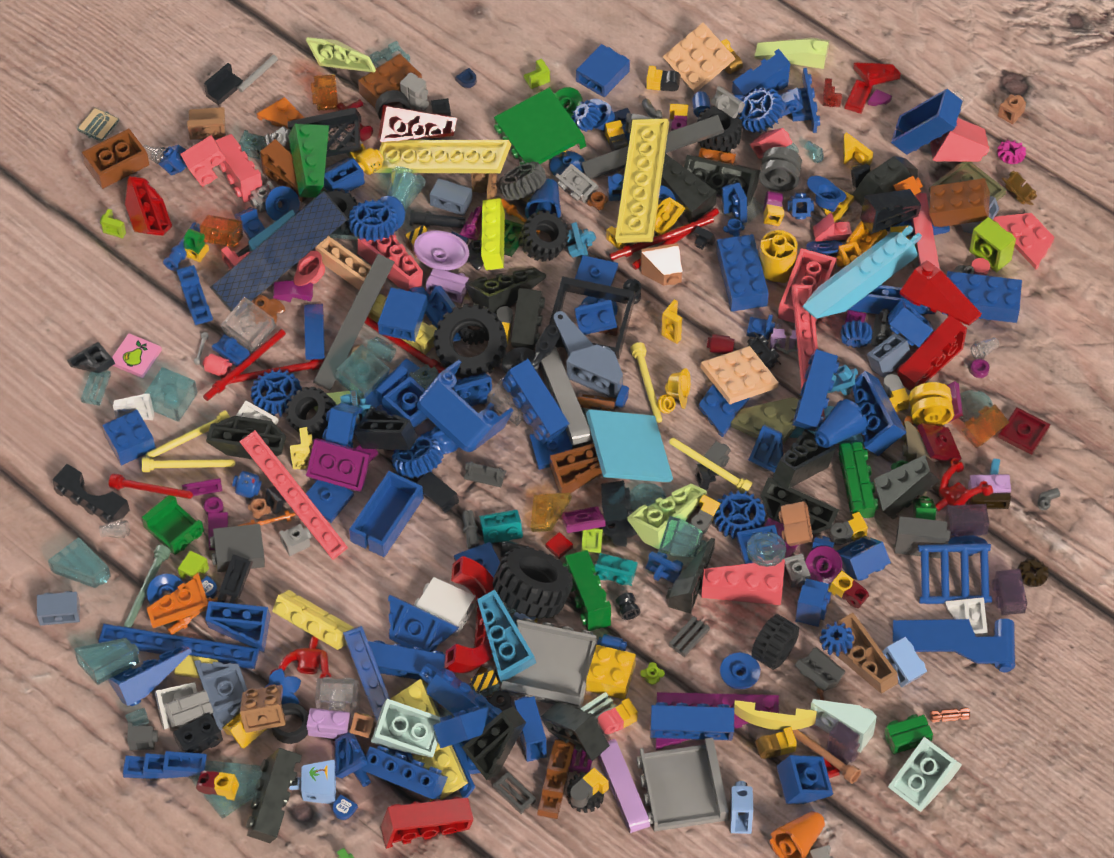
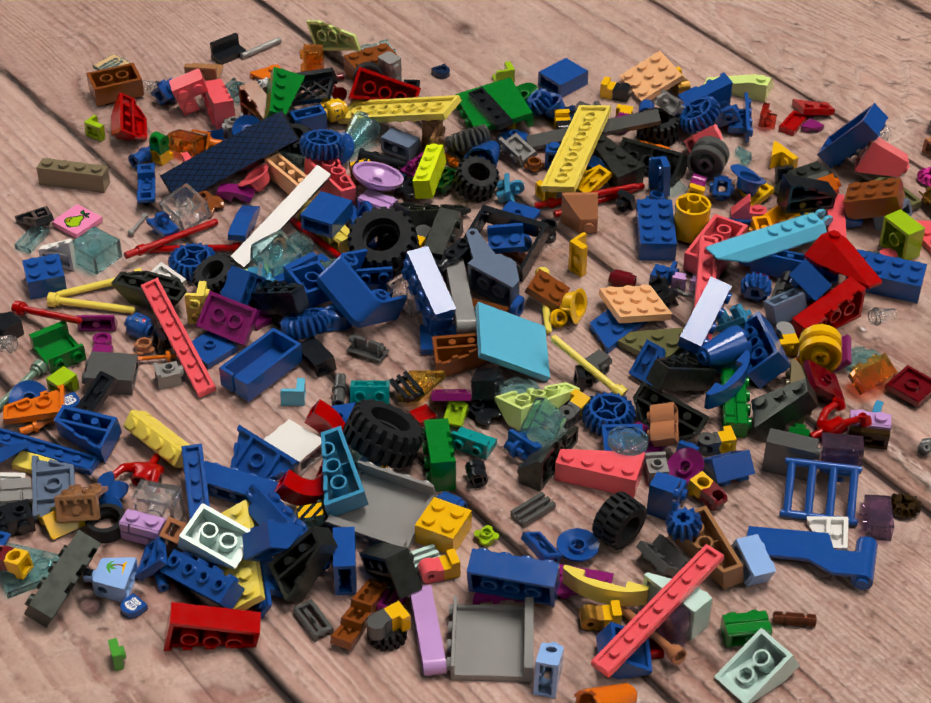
camera: 10 degrees right, 15 degrees down
(112, 295) = (73, 175): none -> dark tan brick
(217, 365) = (145, 234): coral brick -> none
(248, 229) = (210, 142): none -> orange bracket
(427, 543) = (296, 396): none -> medium azure panel
(529, 508) = (406, 376): none -> black tile
(537, 135) = (490, 108): none -> black tile
(648, 371) = (547, 289): none -> dark orange plate
(708, 681) = (540, 546): none -> blue tile
(831, 738) = (657, 611): none -> coral tile
(844, 479) = (720, 393): none -> blue slope
(979, 368) = (874, 332): magenta tile -> none

